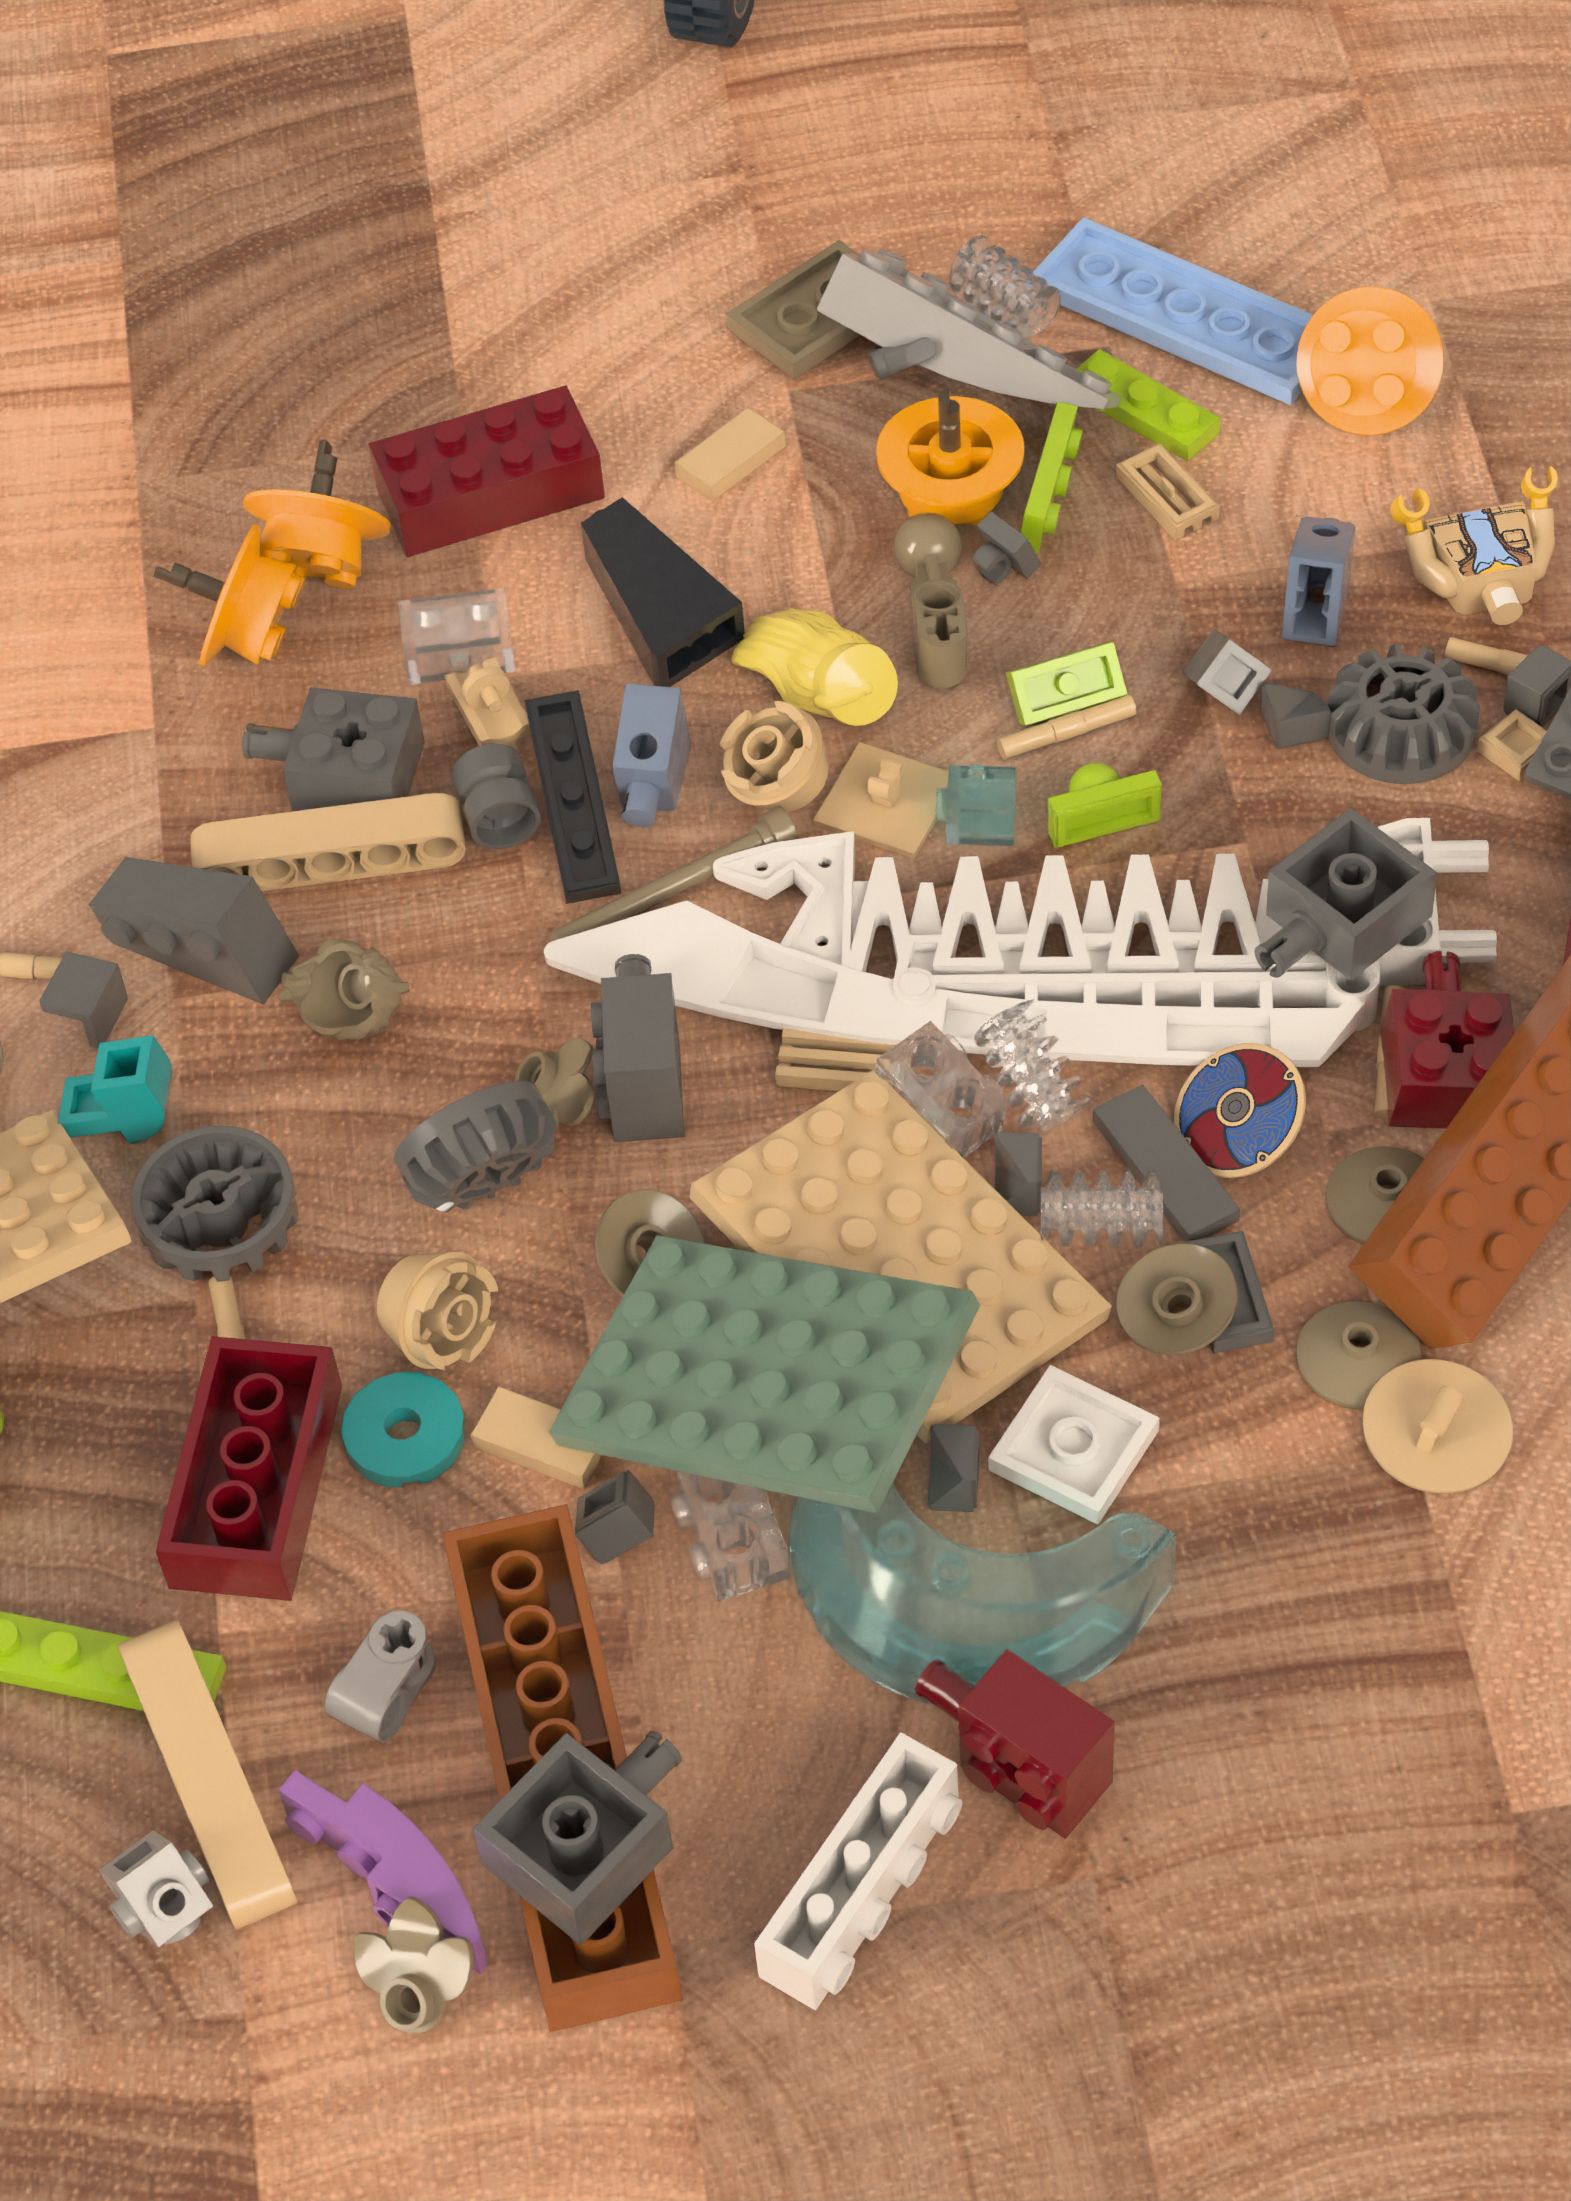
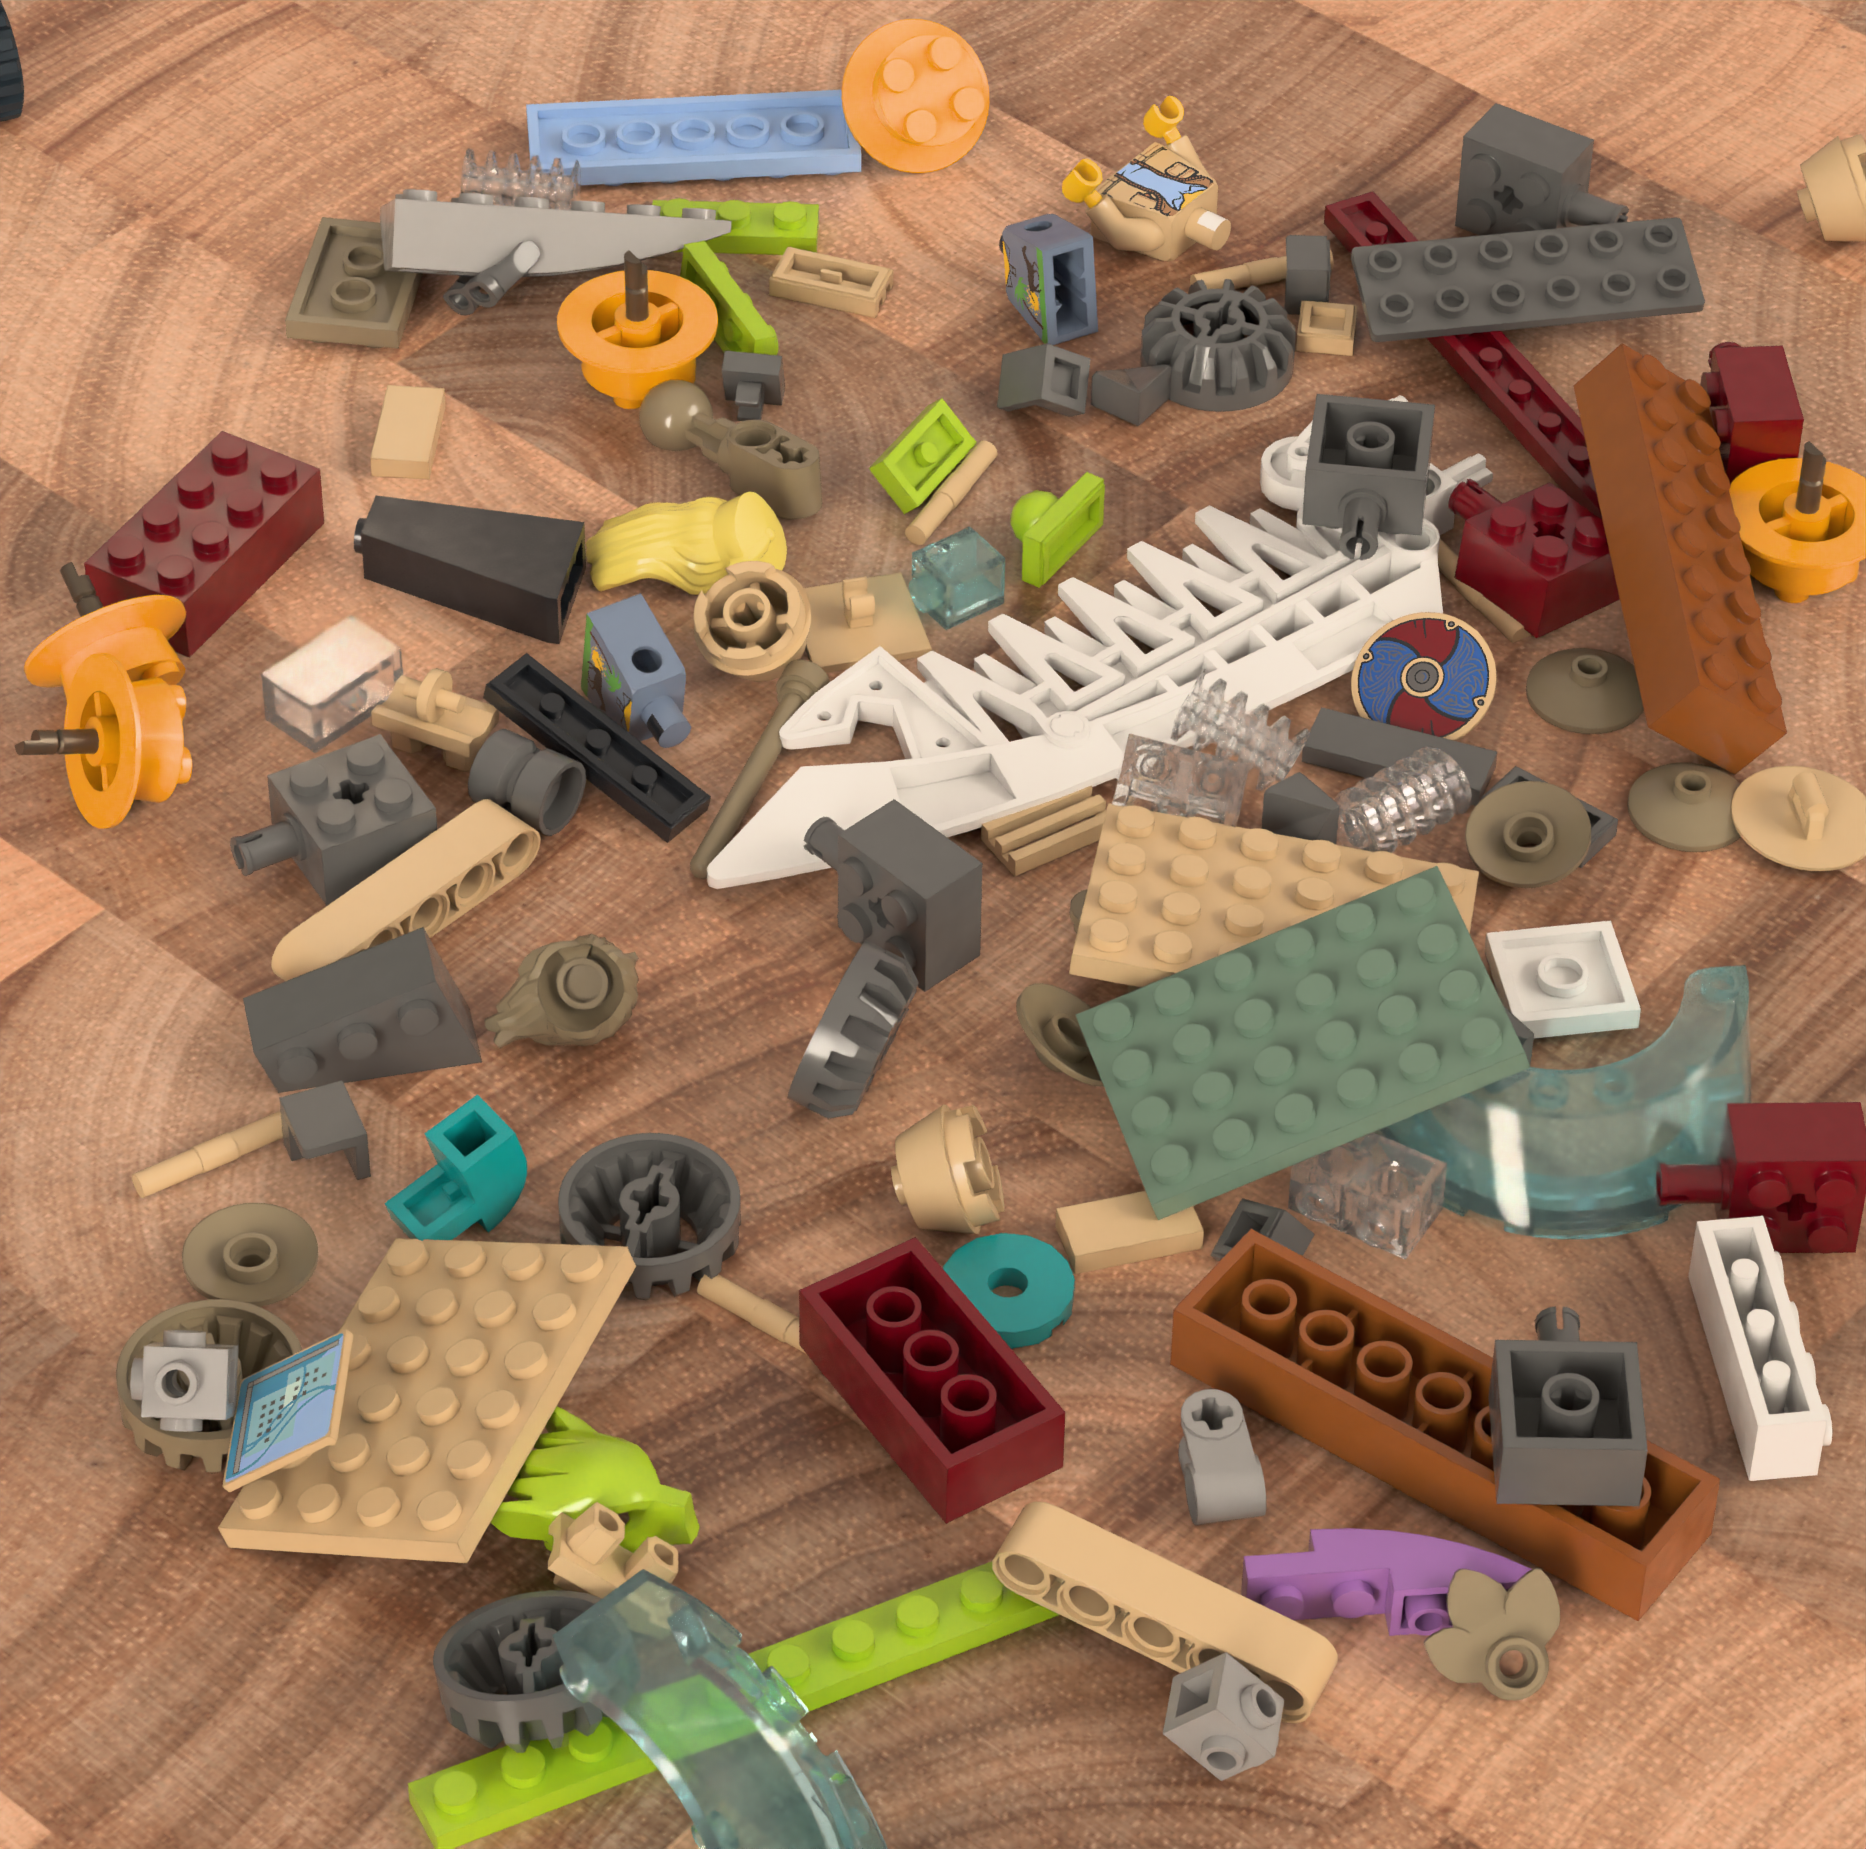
camera: 45 degrees left, 10 degrees down
(562, 1080) = (838, 945): dark tan plate -> none

